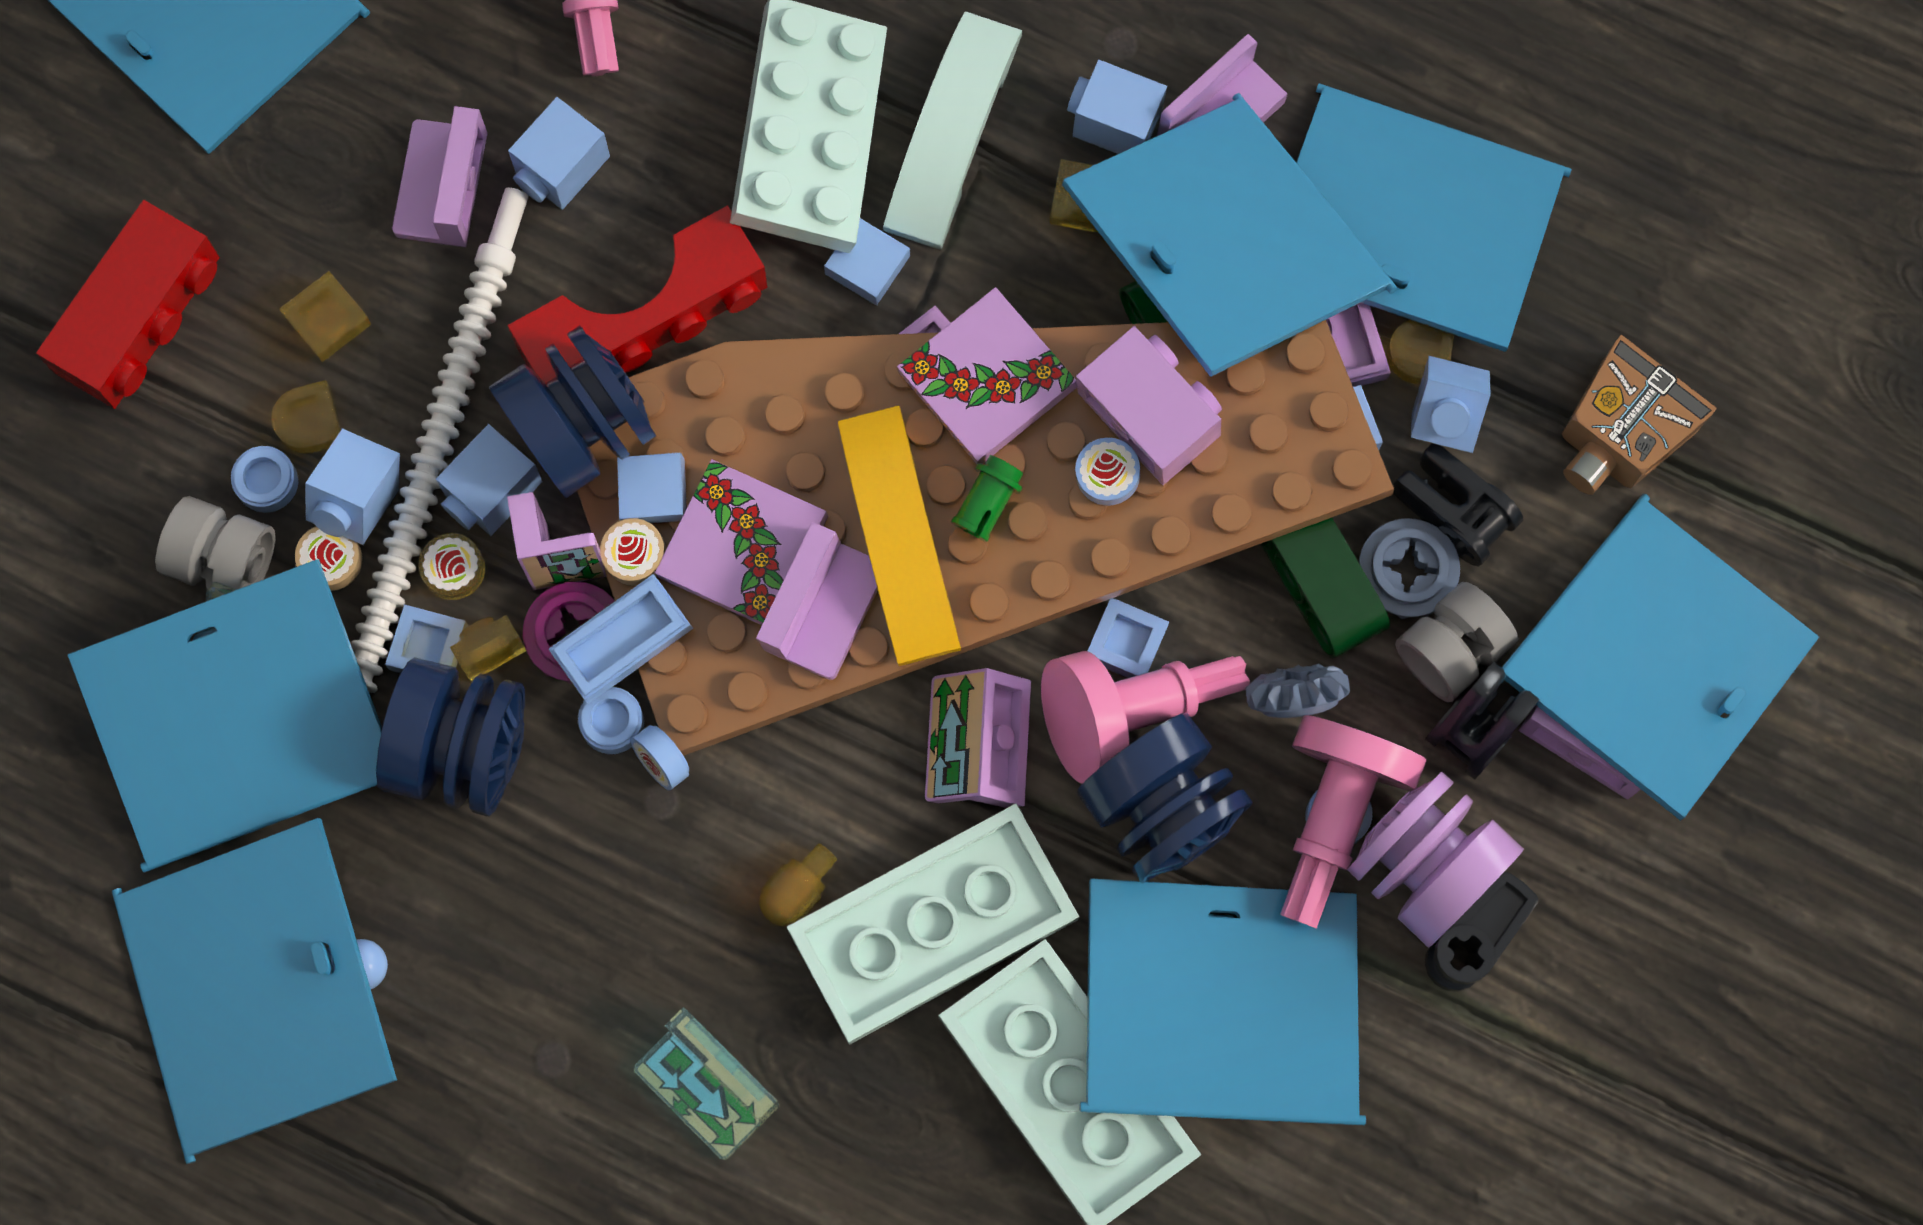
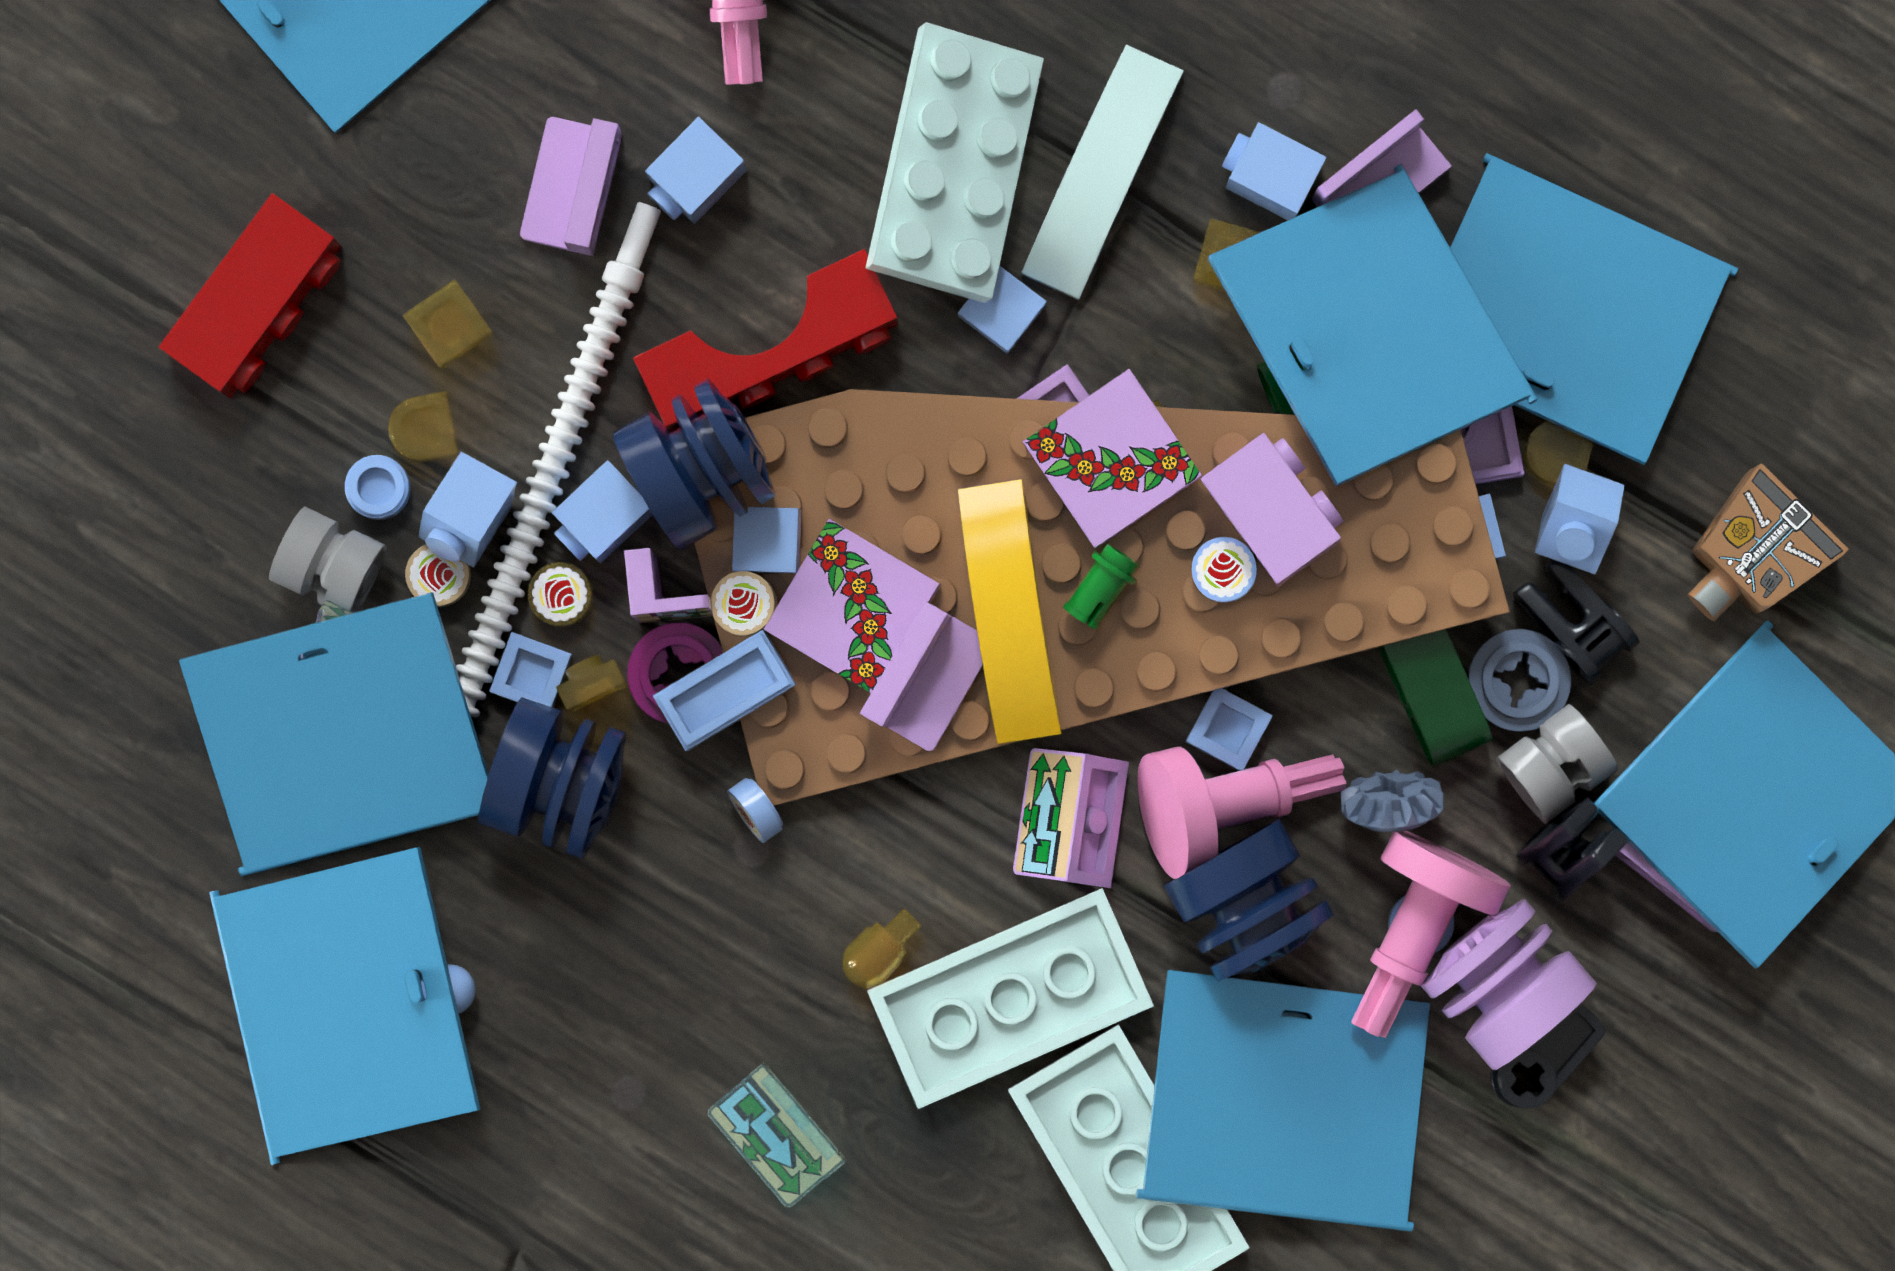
camera: 10 degrees right, 10 degrees up
(611, 721) = (709, 767): light blue tile -> none

